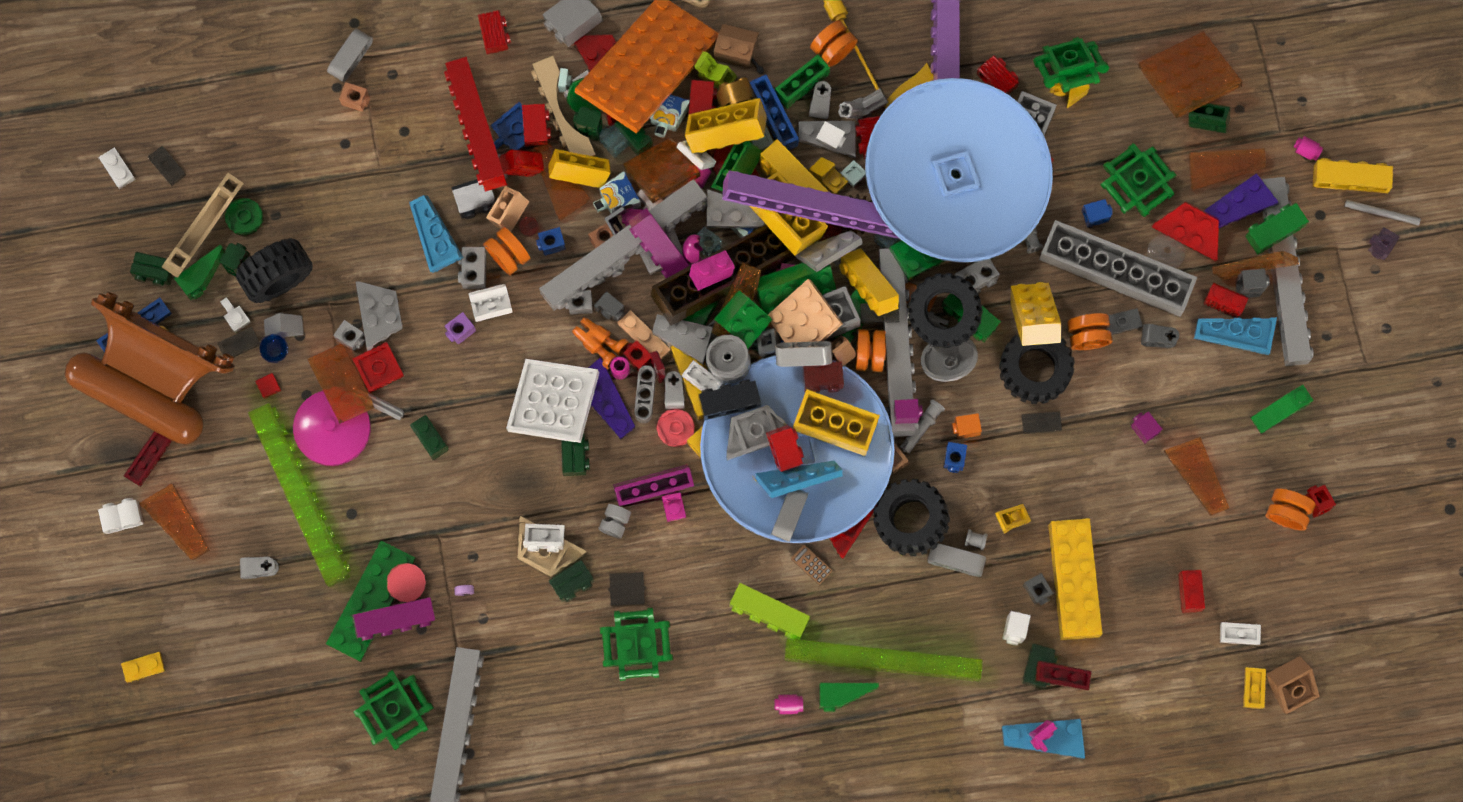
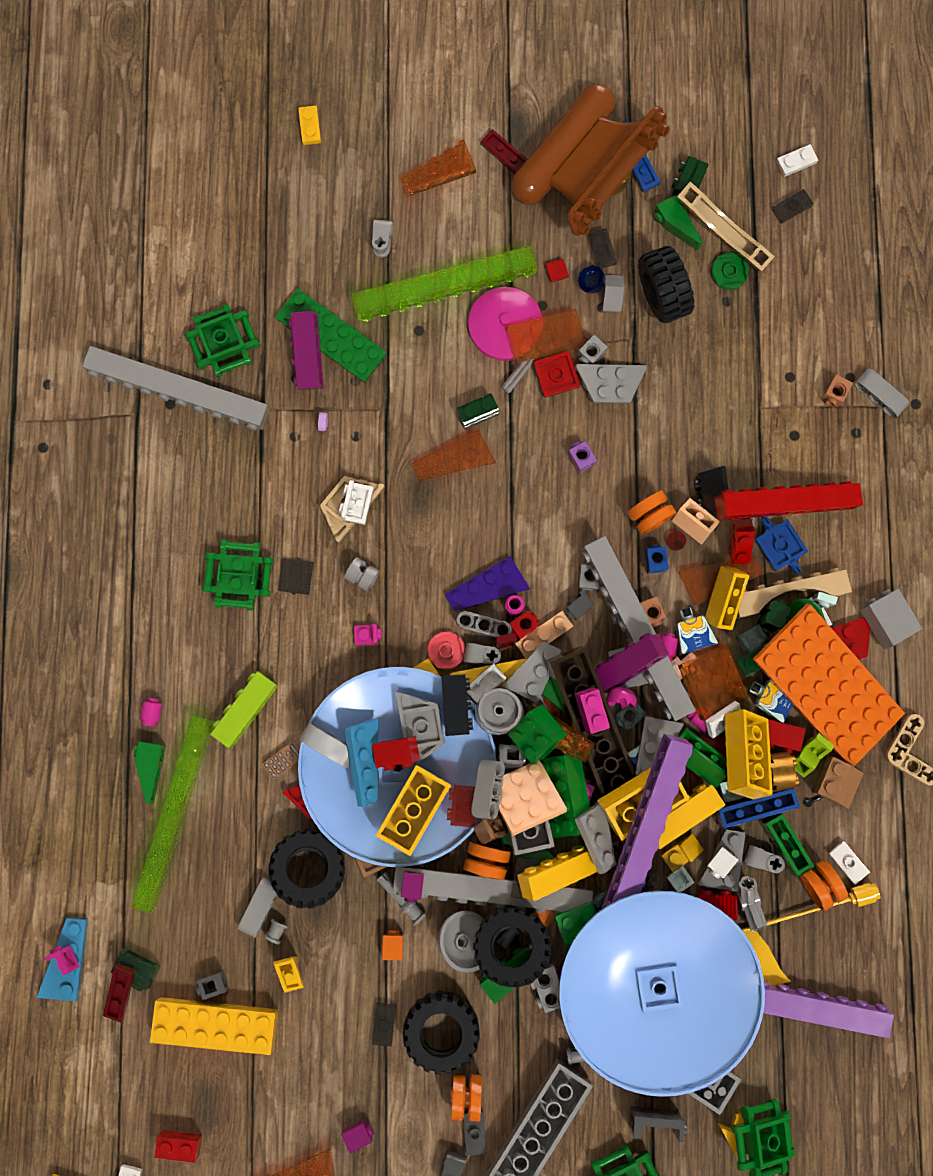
camera: 100 degrees right, 5 degrees up
(120, 516) = (453, 121): white brick -> none
(234, 257) = (687, 251): dark green brick -> none
(236, 317) = (630, 250): white plate -> none
(406, 582) = (340, 368): coral tile -> none
(435, 238) = (676, 447): dark azure wing -> none
(477, 267) = (641, 485): light grey brick -> none
(478, 451) = (455, 457): none -> clear orange wing
(490, 302) = (602, 490): white bracket -> none
(493, 32) = (886, 537): red brick -> none
(535, 124) = (780, 561): red brick -> none
(553, 400) = (491, 534): white plate -> none
(571, 581) = (311, 523): clear green brick -> none
(574, 457) = (435, 546): dark green brick -> none
(596, 337) = (549, 586): orange piece -> none
(613, 218) = (668, 624): black bracket -> none
(653, 485) = (389, 617): magenta brick -> none
(808, 26) = (848, 862): none -> white plate
(958, 449) = (372, 926): blue brick -> none
(997, 75) = (763, 1055): red brick -> none
(1016, 628) = (175, 954): white brick -> none
(1035, 314) = (492, 1043): yellow brick -> none
(1075, 176) = (656, 1118): none -> dark grey panel
(1097, 213) = (596, 1132): blue brick -> none

